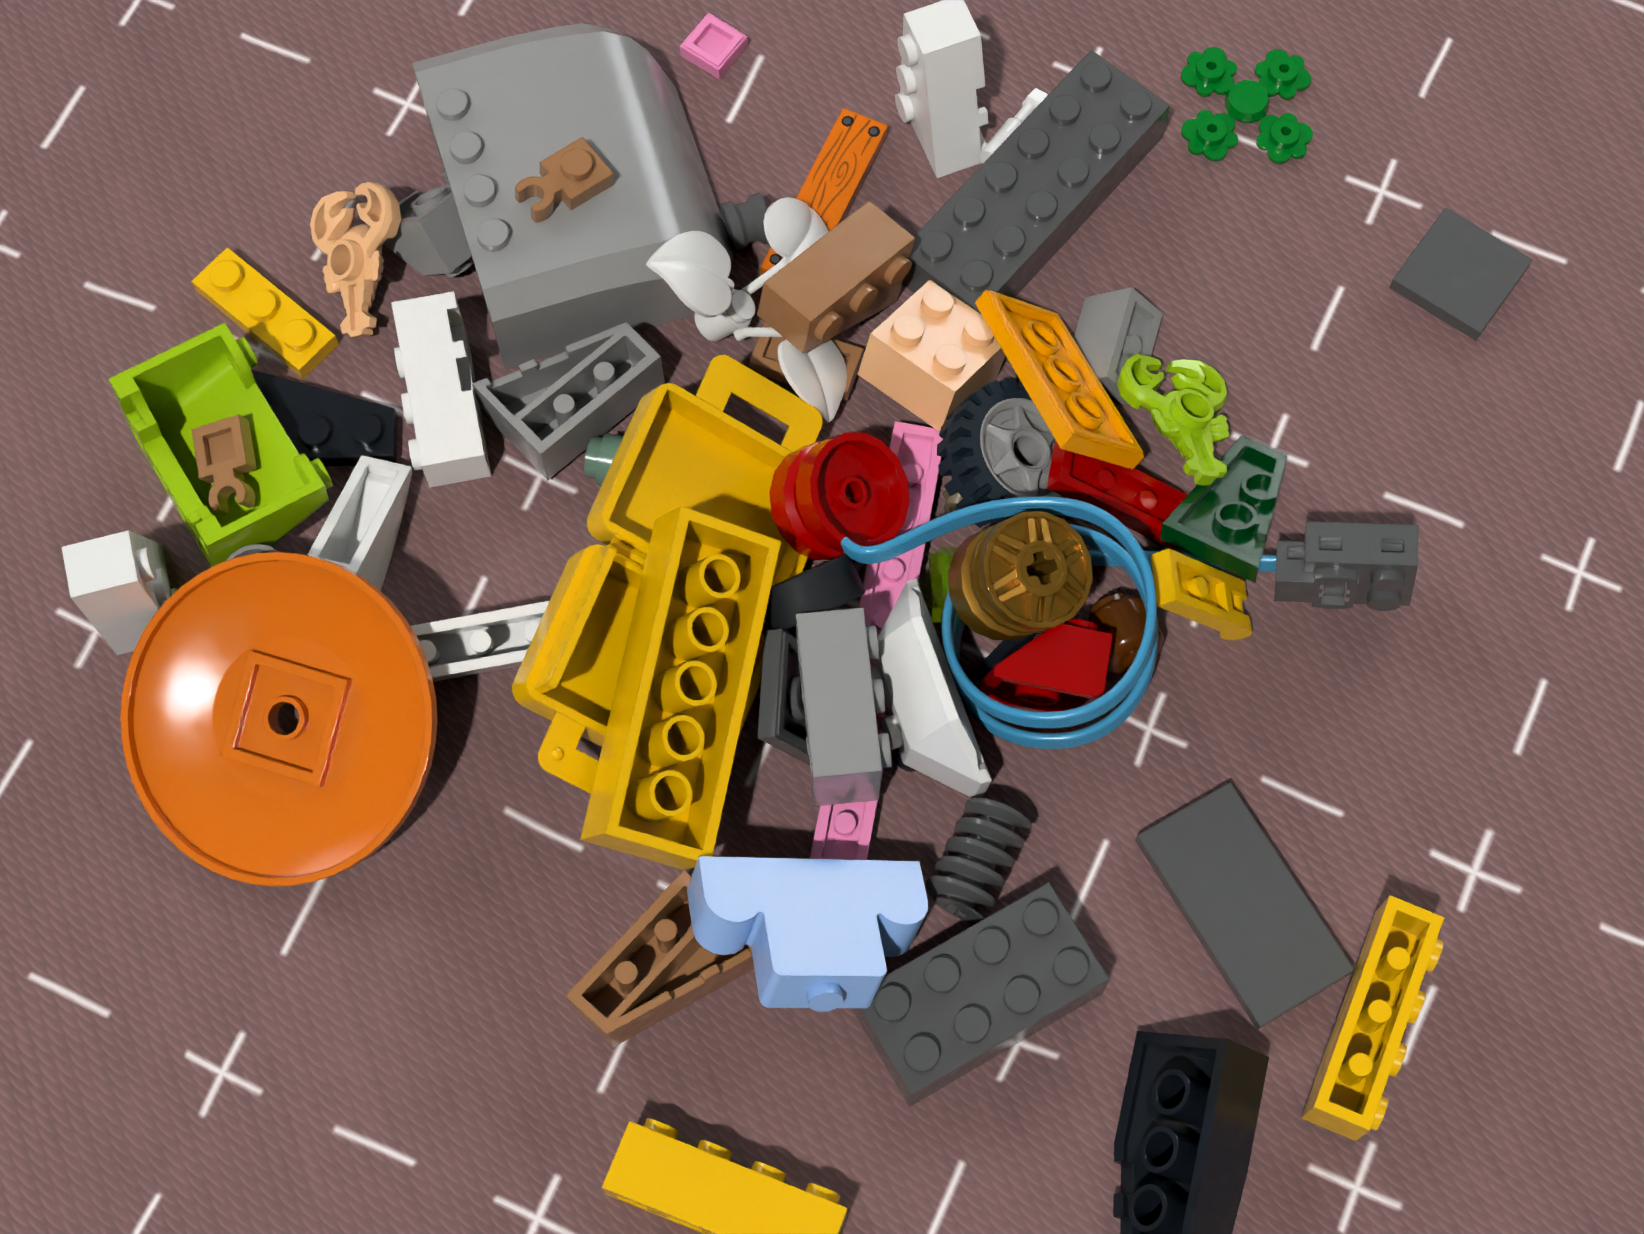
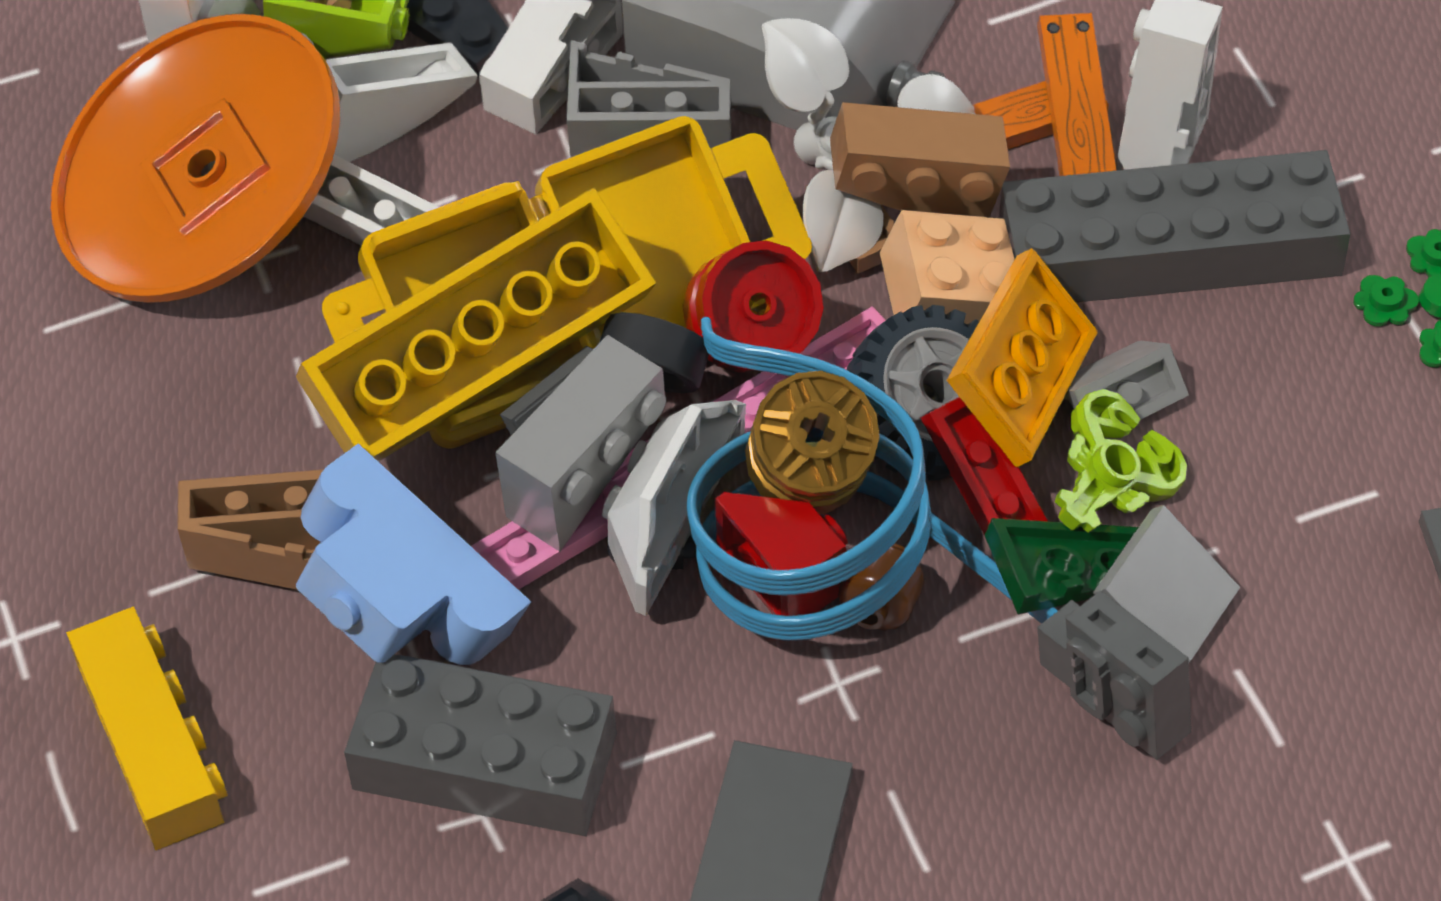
camera: 45 degrees right, 15 degrees down
(873, 143) = (1075, 94): none -> orange tile
(974, 857) = (588, 647): dark grey piece -> none
(1201, 594) = (969, 595): yellow plate -> none
(1305, 473) = (1170, 582): none -> light grey tile

